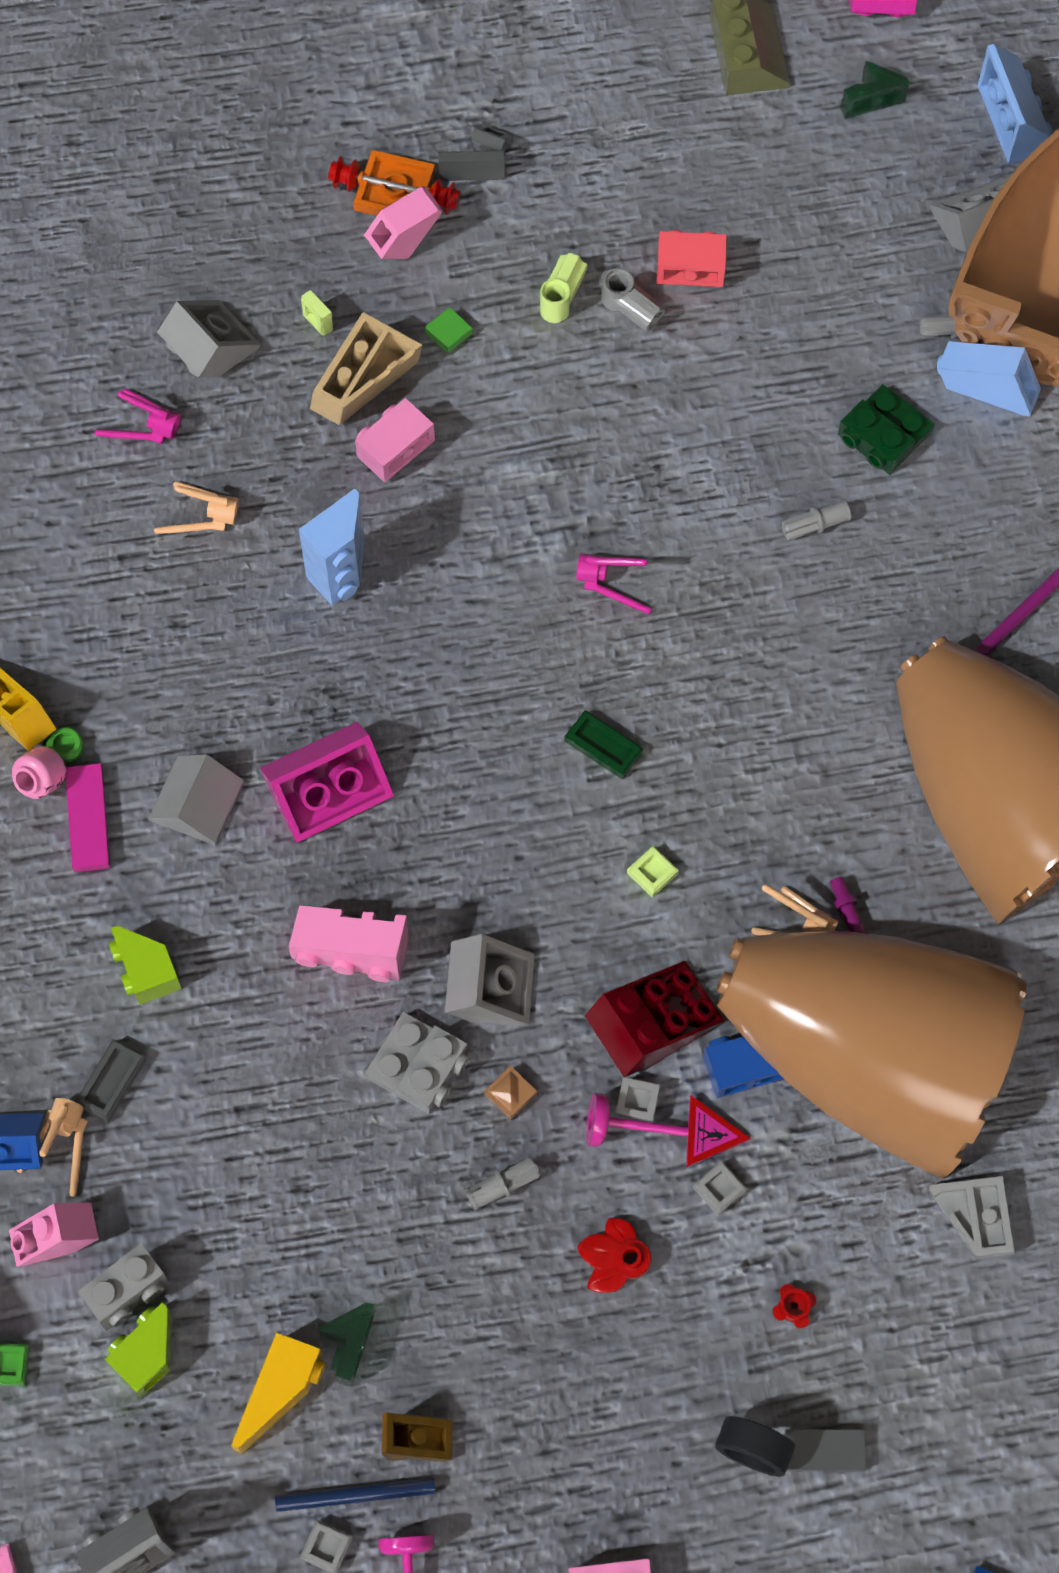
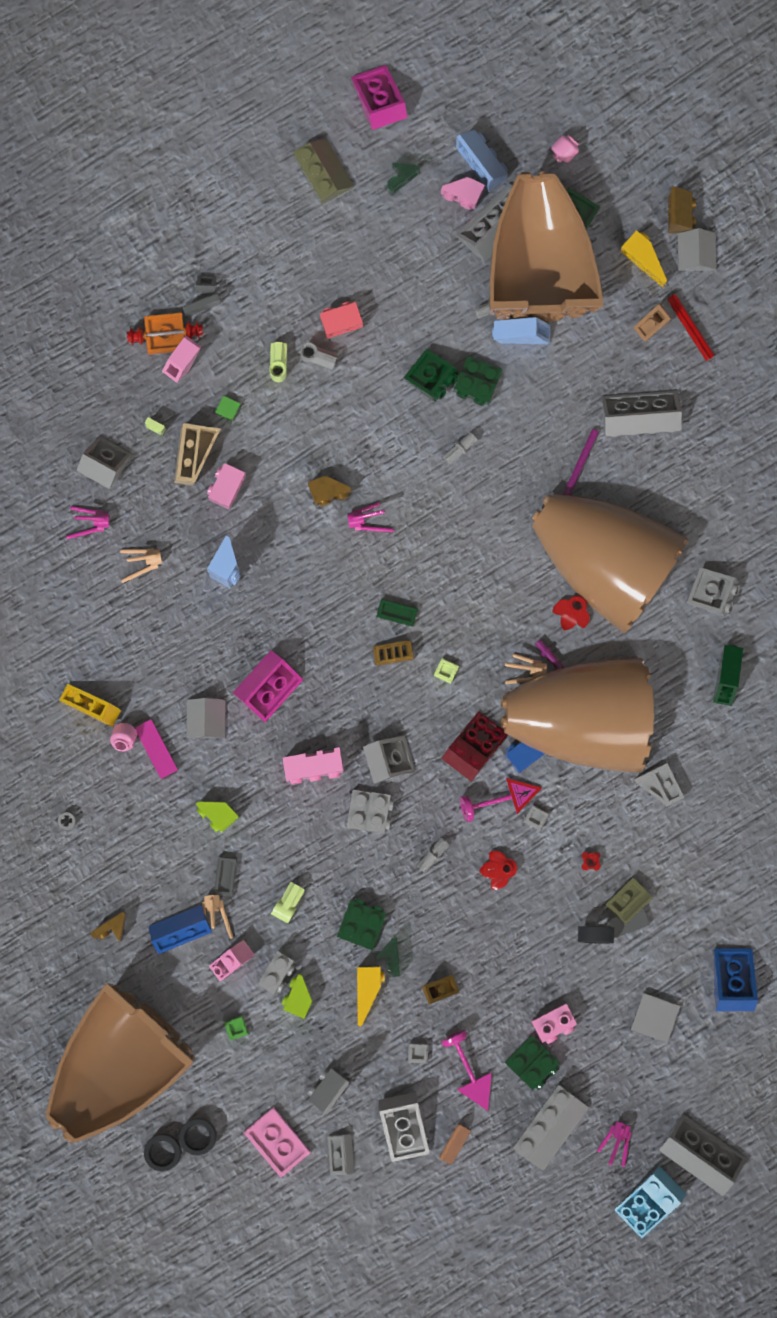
camera: 20 degrees left, 15 degrees up
(67, 744) = (128, 715): bright green tile -> none
(193, 1175) = (286, 906): none -> yellowish green piece
(320, 1259) = (361, 924): none -> dark green plate
(354, 1494) = (420, 1025): dark blue bar -> none
(510, 1092) = (419, 809): medium nougat tile -> none
(563, 506) = (326, 490): none -> pearl gold slope
(577, 821) = (391, 646): none -> pearl gold slope
(637, 1100) = (482, 790): light grey plate -> none
(811, 391) = (431, 375): none -> dark green plate
(841, 1408) = (629, 901): none -> olive plate
(911, 856) = (570, 615): none -> red plate
(968, 144) = (464, 191): none -> bright pink slope

